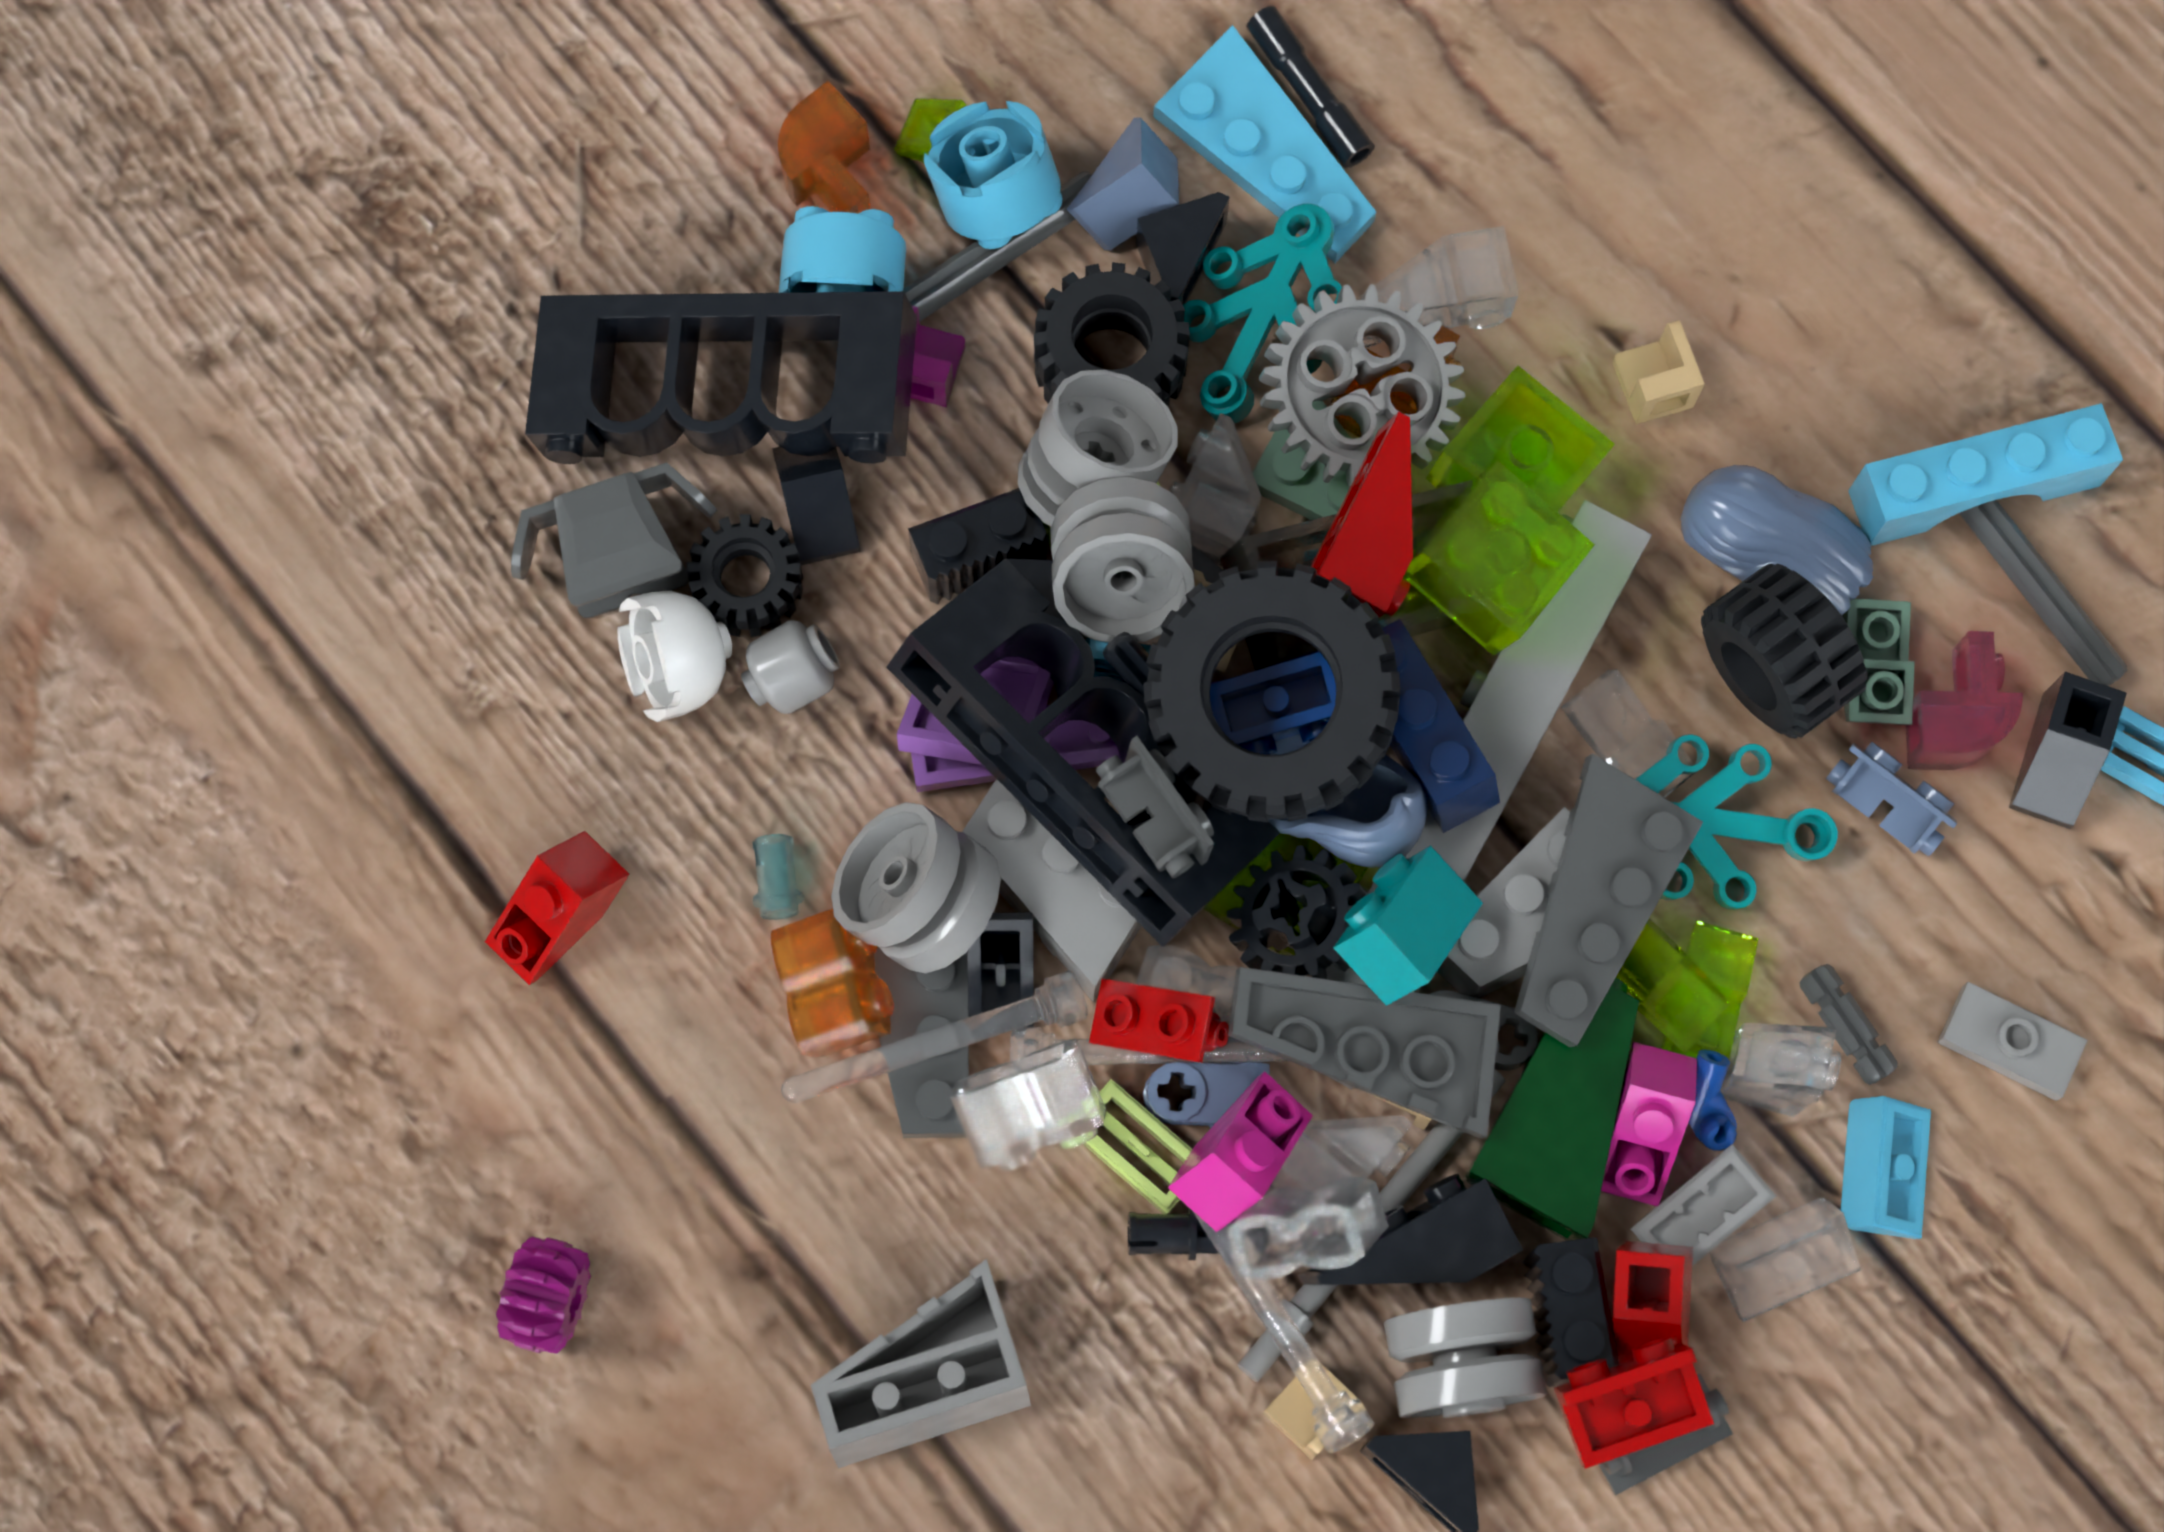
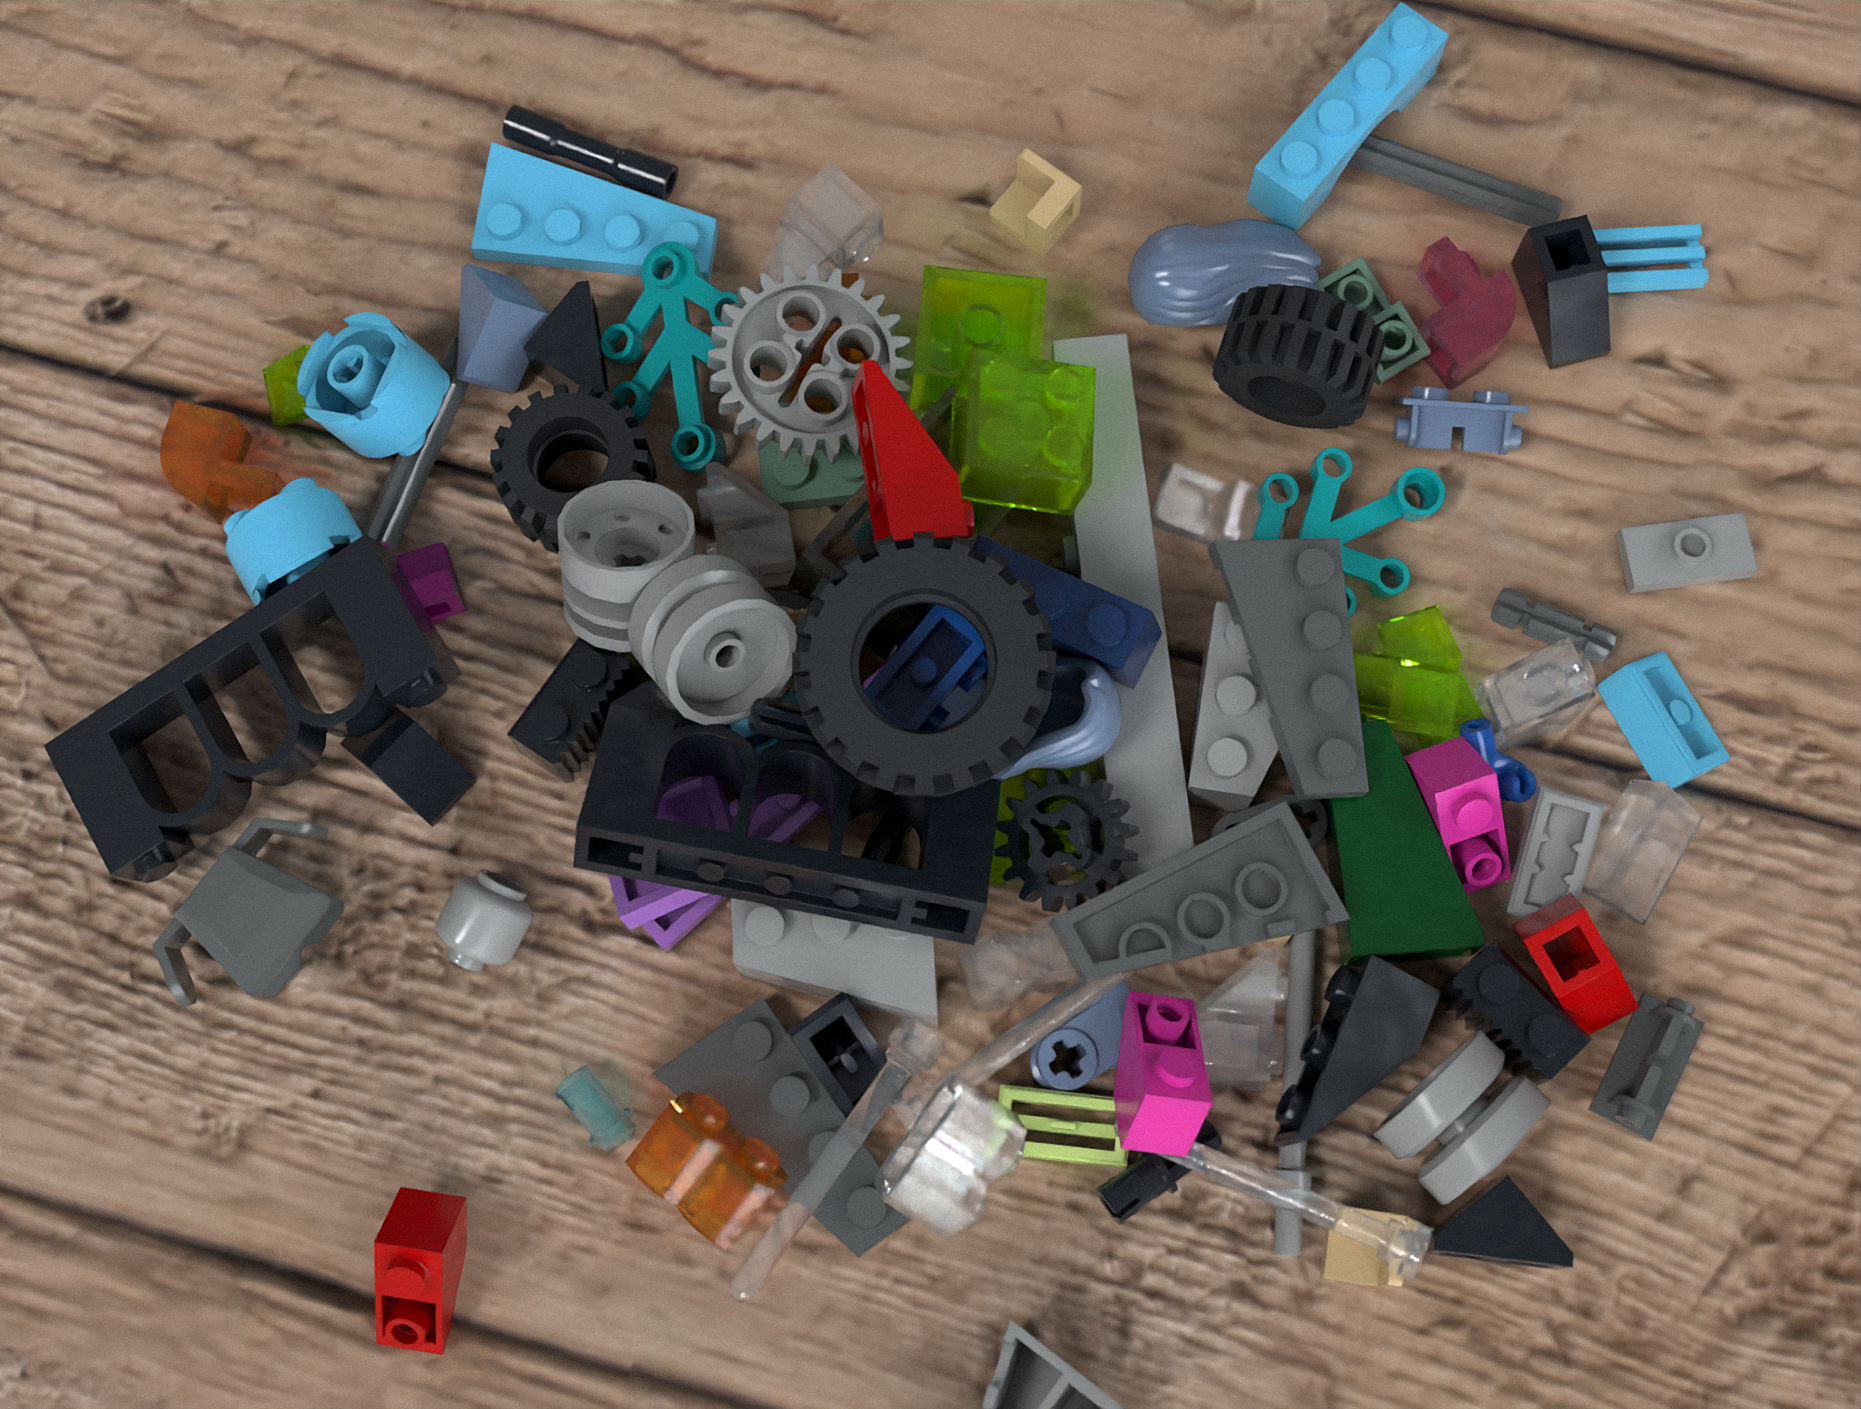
camera: 30 degrees left, 0 degrees up
(672, 652) = (372, 977): white cylinder -> none
(739, 540) = (359, 847): black tyre -> none
(916, 888) = (729, 1040): light grey wheel -> none
(1157, 1021) = (1011, 1012): red hinge -> none
(1175, 827) = (870, 817): dark grey hinge -> none
(1308, 1228) = (1270, 1097): clear brick -> none
(1407, 924) = (1167, 786): teal brick -> none
(1634, 1402) = (1624, 1057): red bracket -> none

